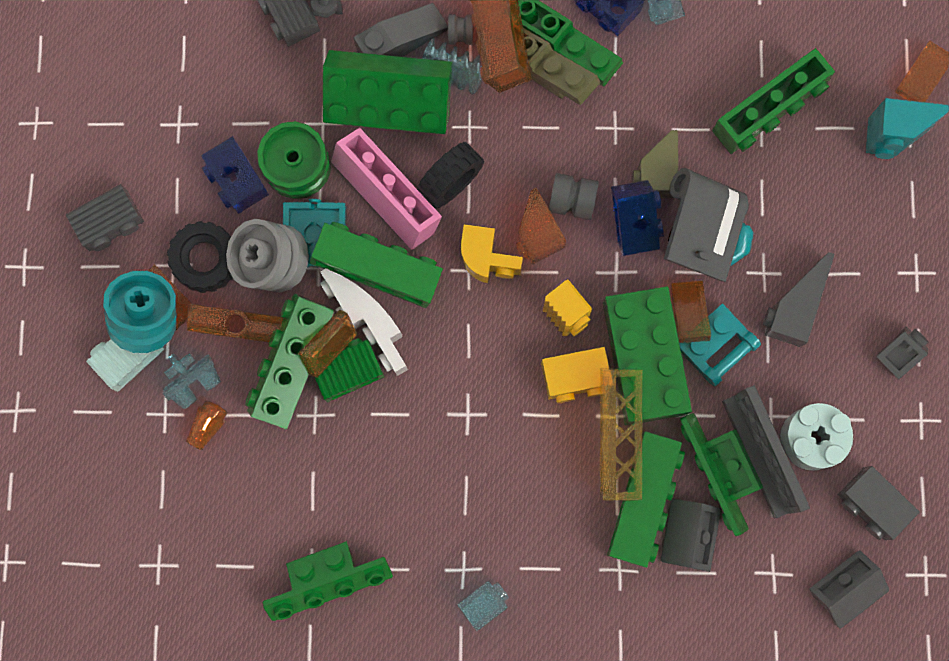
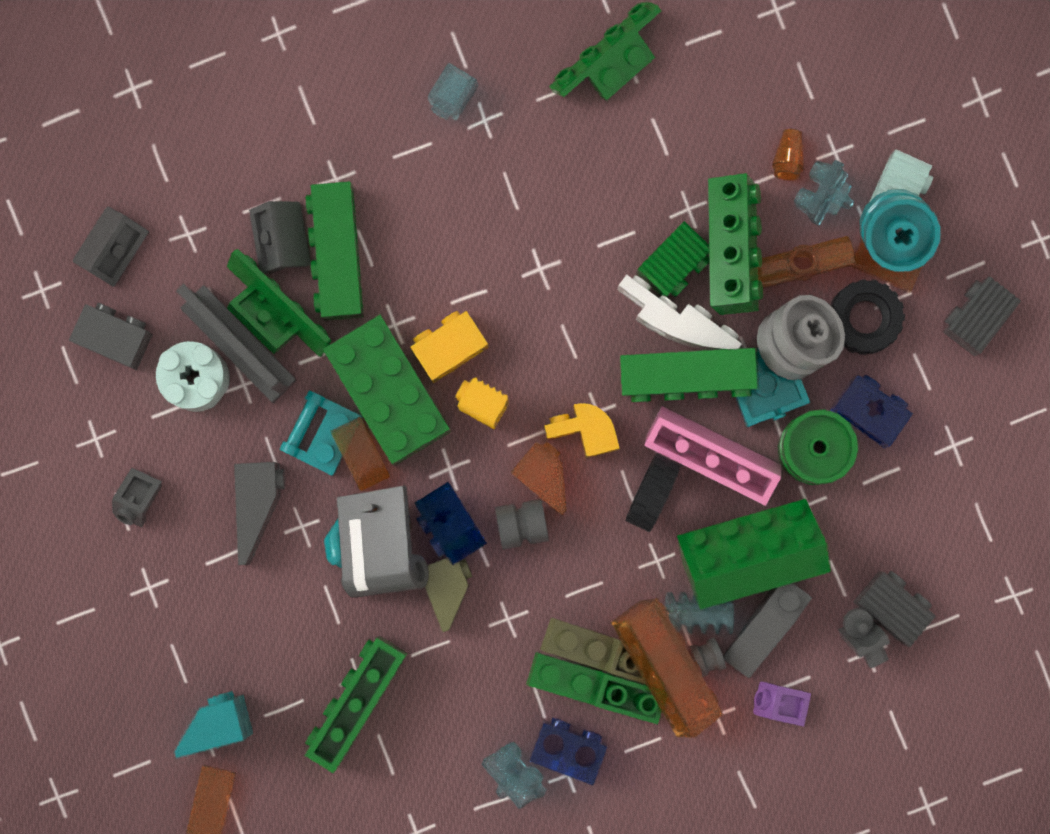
camera: 155 degrees right, 5 degrees up
(328, 343) = (702, 272): clear orange tile -> none
(608, 434) = (396, 300): clear yellow fence -> none

